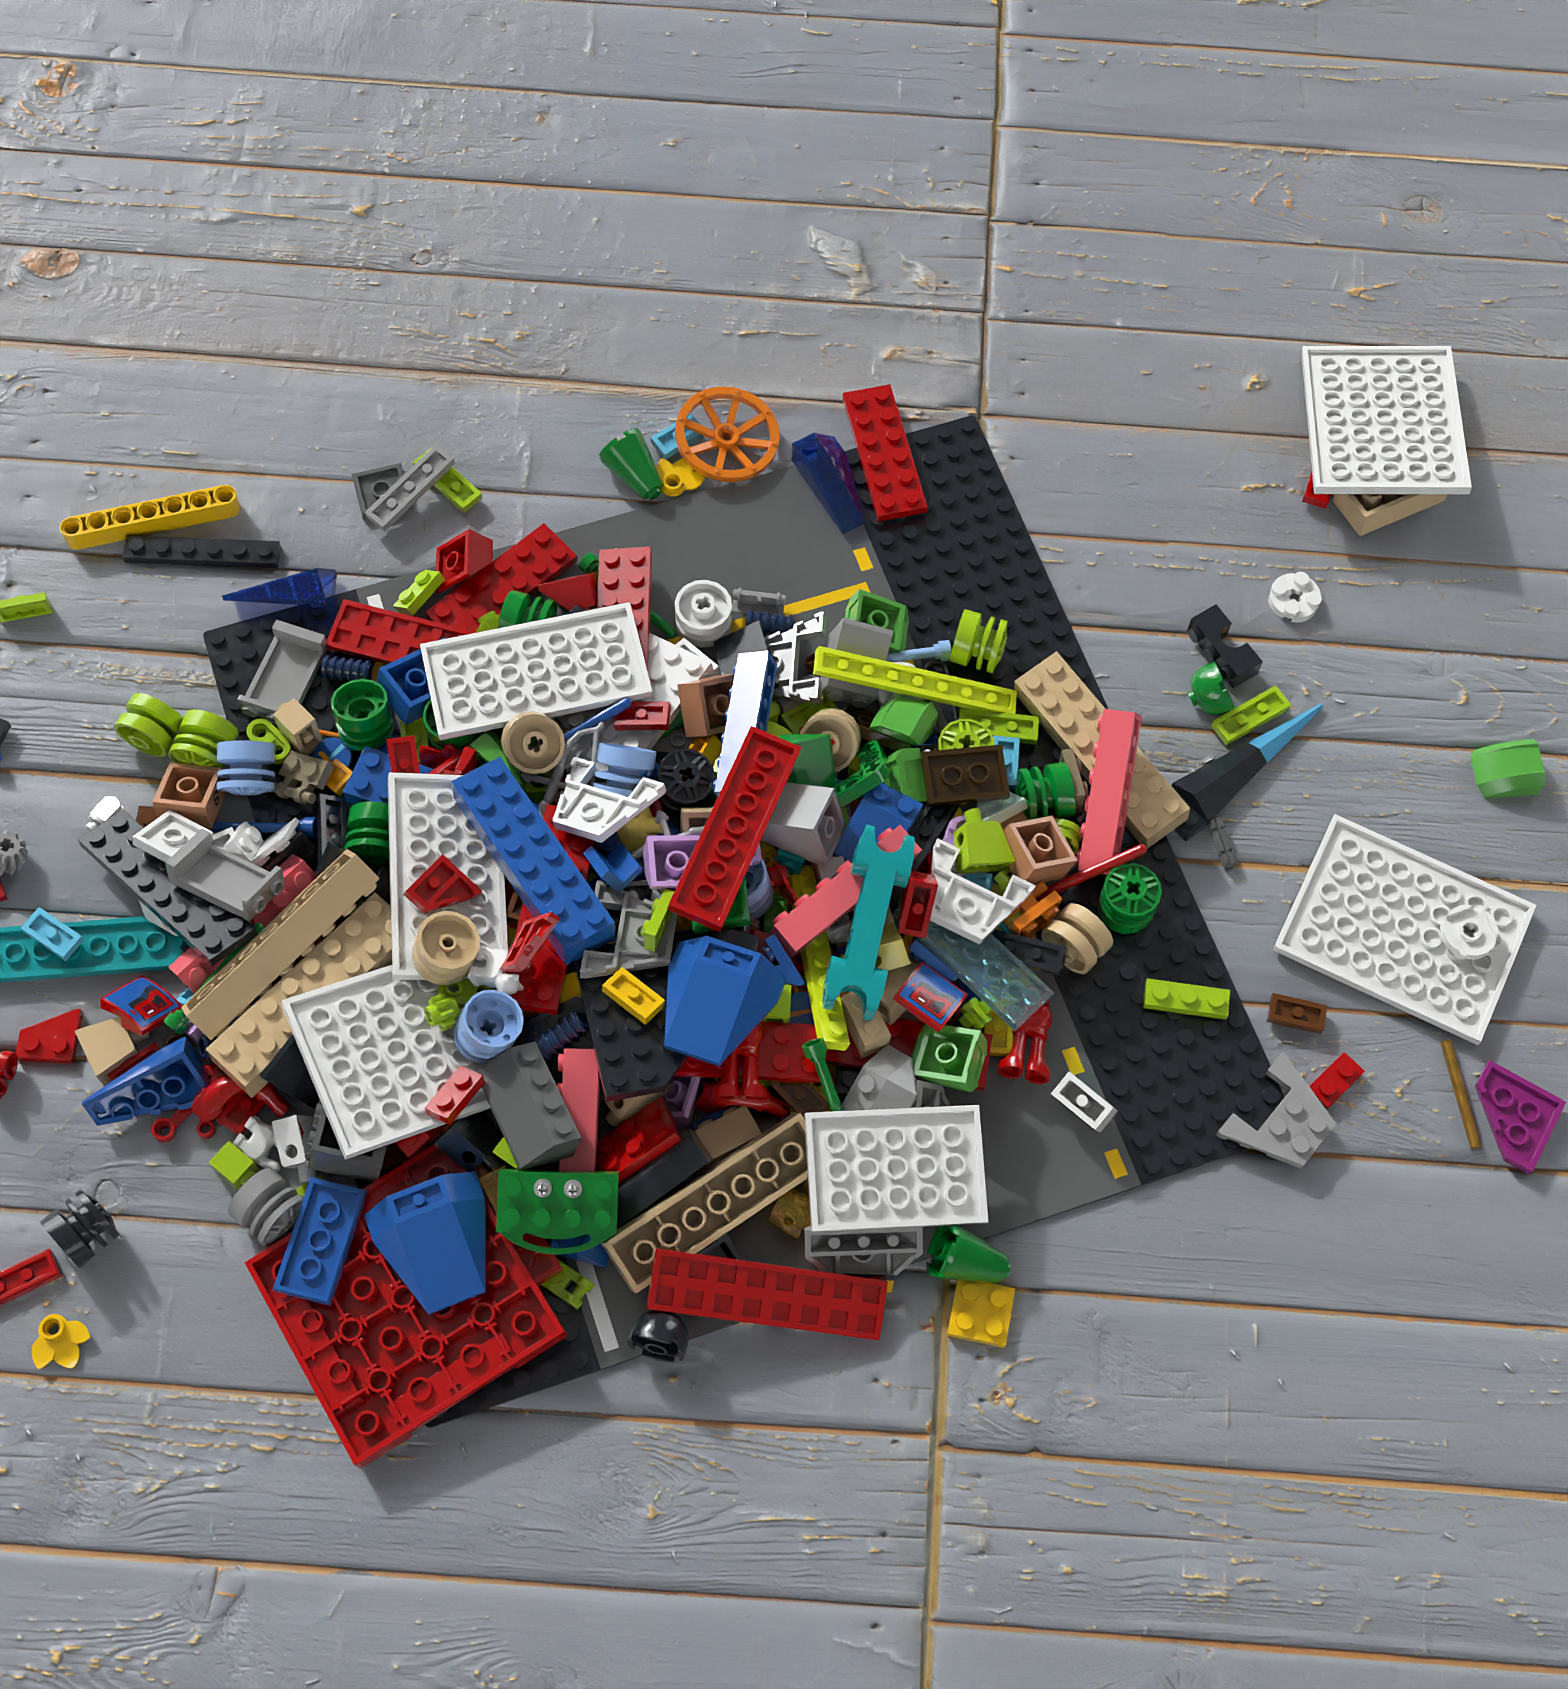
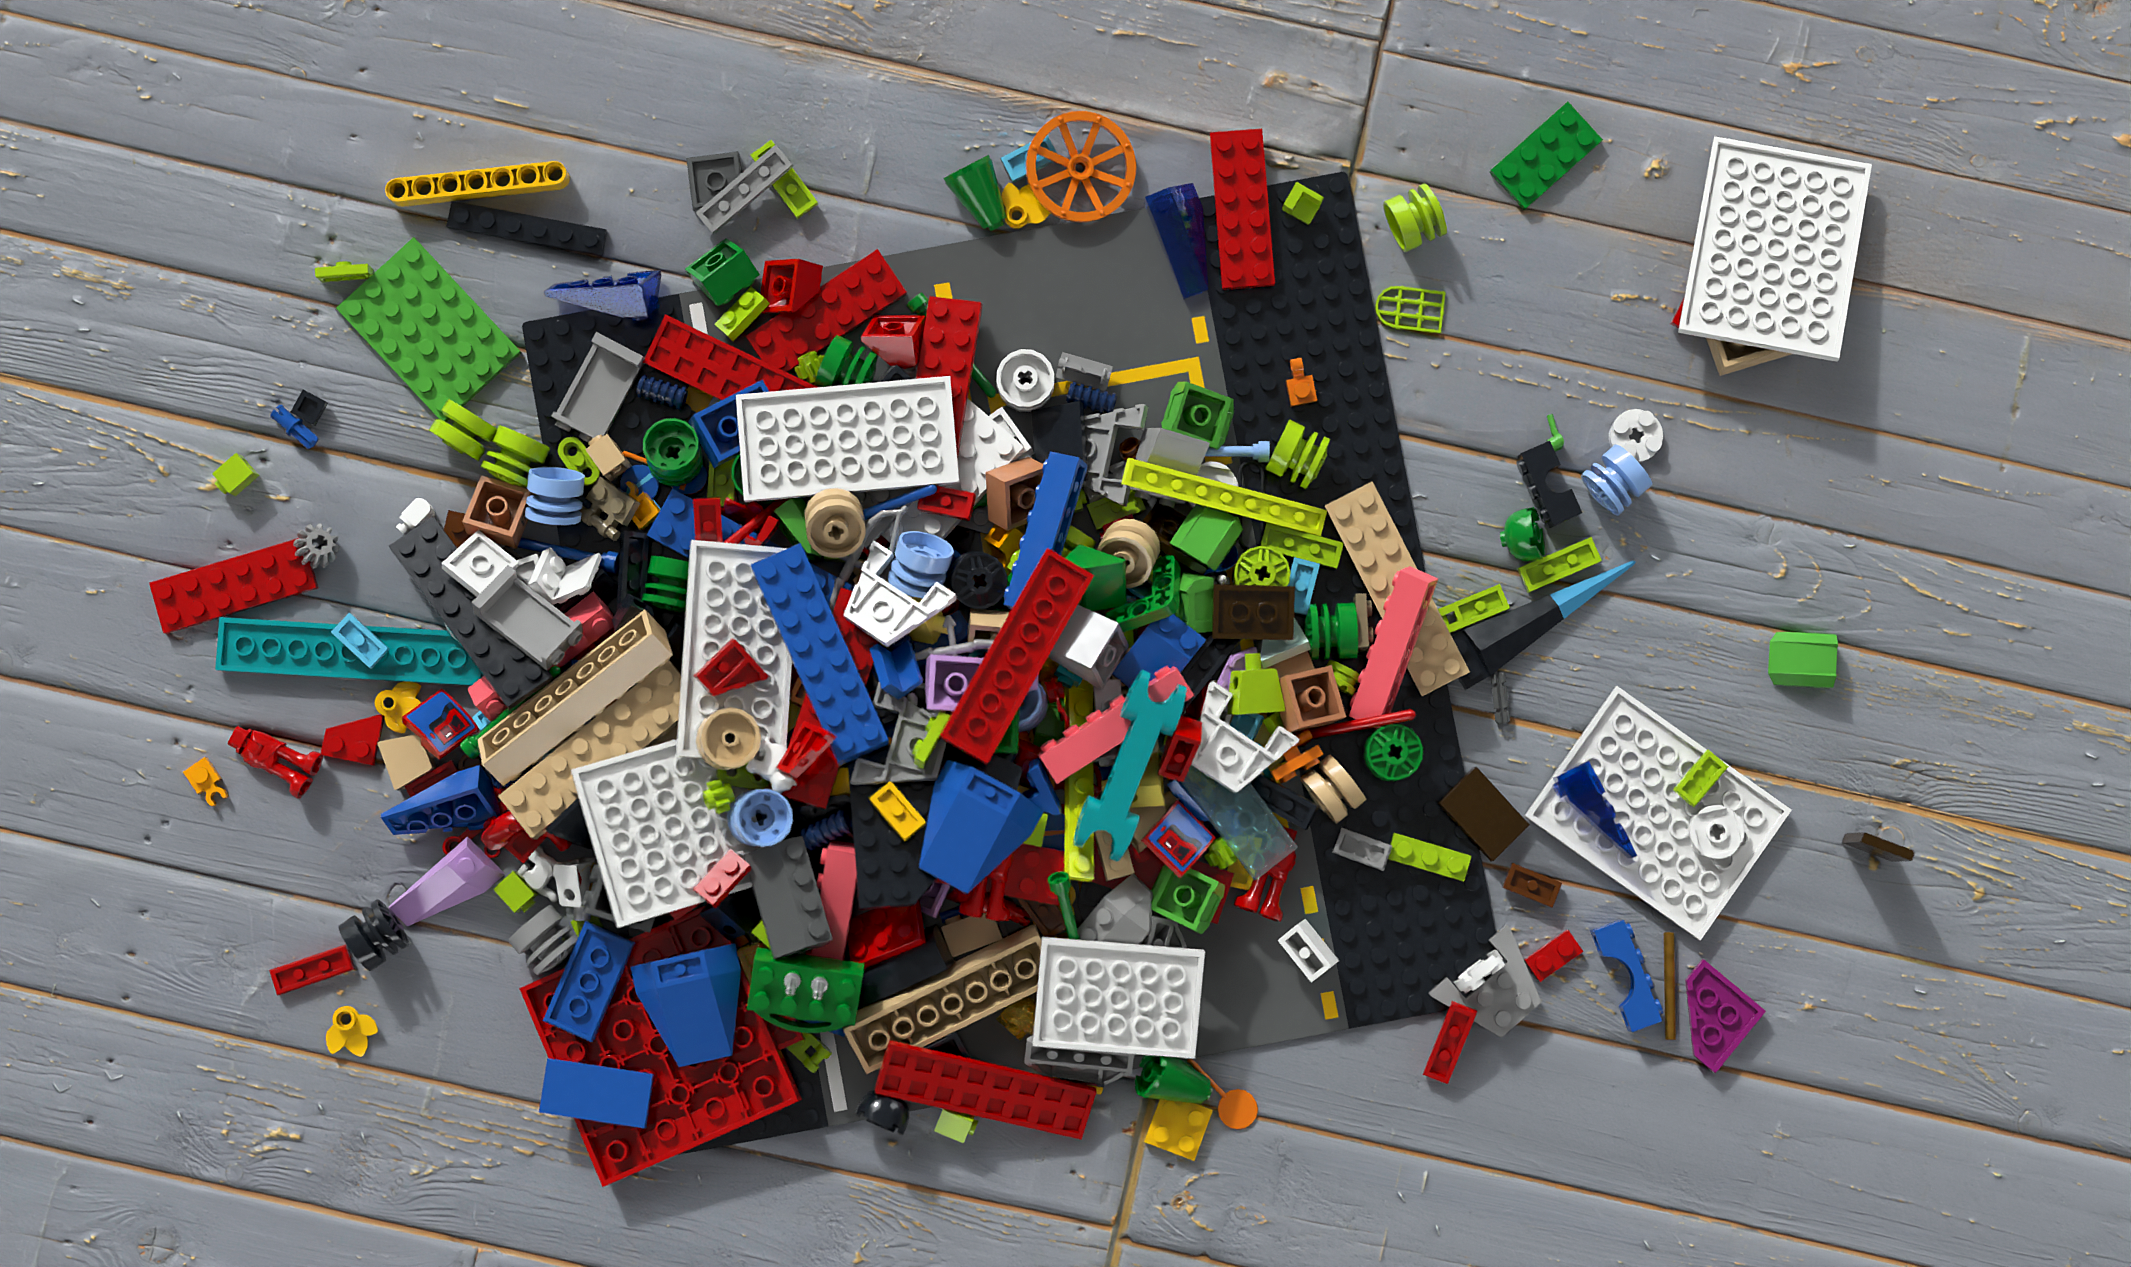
camera: 10 degrees right, 20 degrees up
(97, 987) = (403, 701): none -> yellow plate
(108, 646) = (428, 329): none -> bright green plate
(163, 1165) = (453, 880): none -> lavender wedge
(338, 1359) = (596, 1093): none -> blue tile
(397, 560) = (723, 272): none -> green slope
(741, 1338) = (956, 1125): none -> lime brick
(940, 438) = (1302, 203): none -> lime panel
(968, 591) = (1301, 387): none -> orange plate
(1039, 1285) = (1236, 1107): none -> orange piece
(1046, 436) = (1419, 215): none -> lime wheel
(1066, 512) = (1419, 316): none -> lime window
(1118, 998) = (1362, 849): none -> light grey plate
(1153, 381) = (1546, 155): none -> green plate
(1183, 761) = (1475, 608): none -> lime plate
(1223, 606) = (1557, 440): none -> bright green hand
(1232, 951) = (1483, 813): none -> dark brown tile
(1251, 1178) = (1449, 1042): none -> red plate
(1266, 1097) = (1472, 977): none -> white plate
(1288, 629) = (1621, 475): none -> light blue wheel
(1330, 911) = (1584, 793): none -> clear blue wedge
(1396, 1057) = (1639, 1006): none -> blue arch
(1439, 884) = (1700, 778): none -> lime plate

